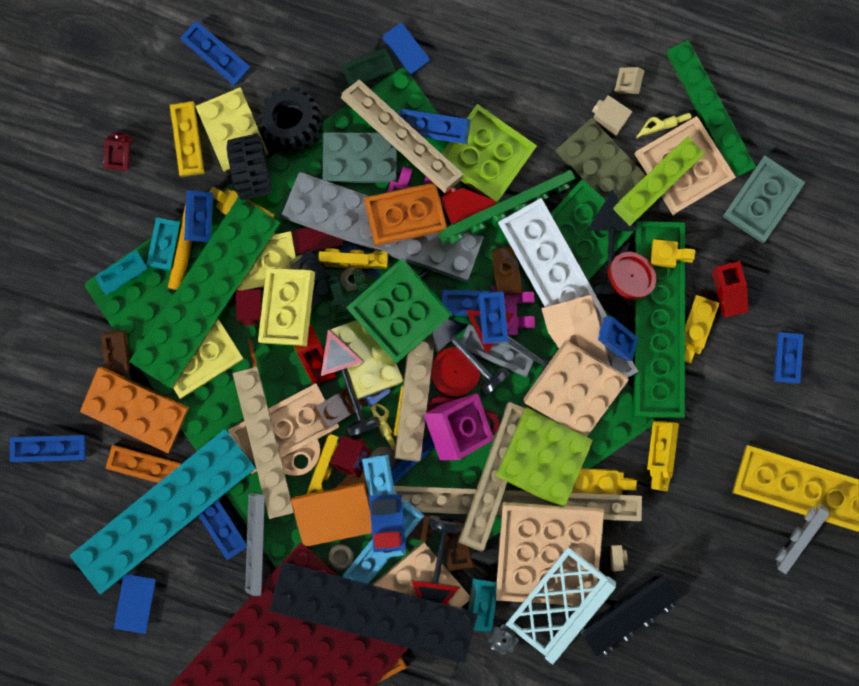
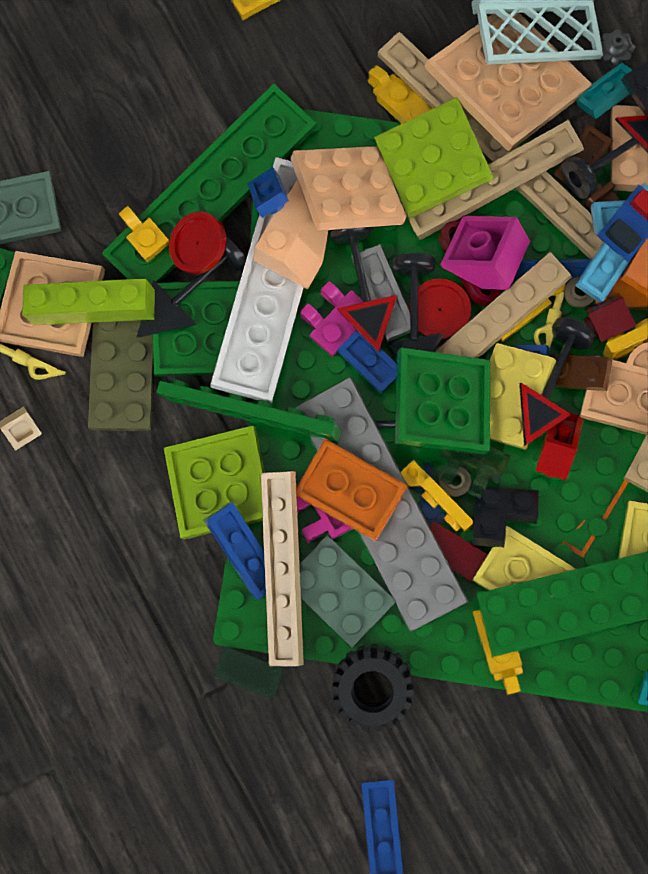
camera: 130 degrees left, 5 degrees down
(117, 151) = (568, 823): dark red bracket -> none
(163, 244) = (606, 683): teal plate -> none
(180, 258) = (588, 663): light orange piece -> none
(187, 139) = (488, 772): yellow tile -> none
(198, 216) = (550, 675): blue plate -> none
(226, 119) = (435, 738): light yellow plate -> none
(249, 166) = (457, 674): black tyre -> none
(249, 306) = (578, 543): dark red brick -> none
(286, 307) = (545, 504): light yellow plate -> none
(406, 49) = (194, 659): blue tile -> none
(463, 204) = (286, 449): red slope -> none
(493, 318) = (361, 318): blue plate -> none
(506, 271) = (306, 354): reddish brown plate -> none
(611, 115) = (68, 411): tan brick -> none
(618, 558) = (449, 24): tan plate -> none
(662, 453) = (322, 75): yellow hinge -> none
(698, 325) = (178, 156): yellow hinge -> none
(731, 289) = (119, 158): red slope -> none
(788, 358) = (131, 56): blue plate -> none

